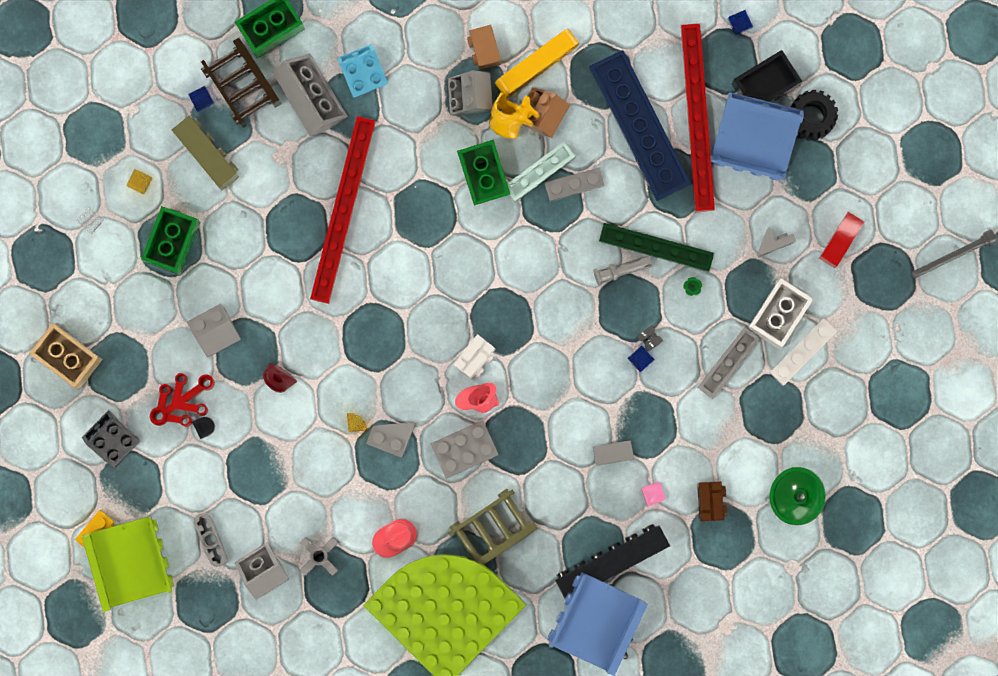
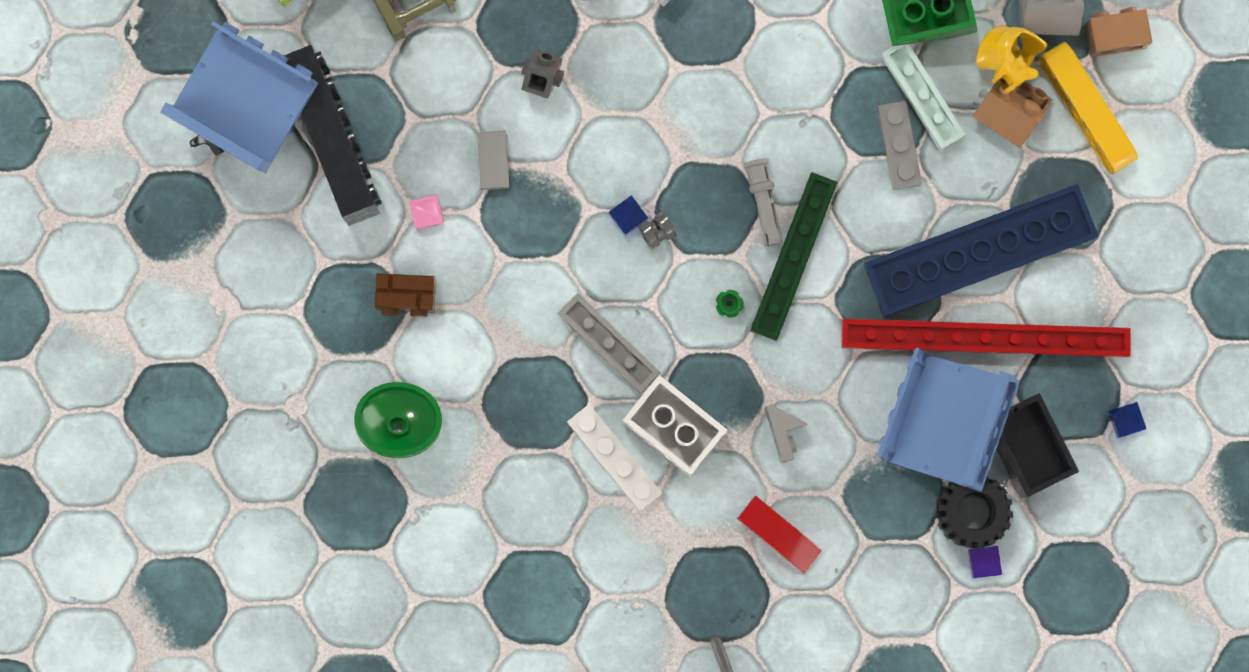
camera: 90 degrees right, 0 degrees up
(553, 425) = (542, 73): none -> dark grey brick
(844, 105) = (985, 562): none -> dark purple tile

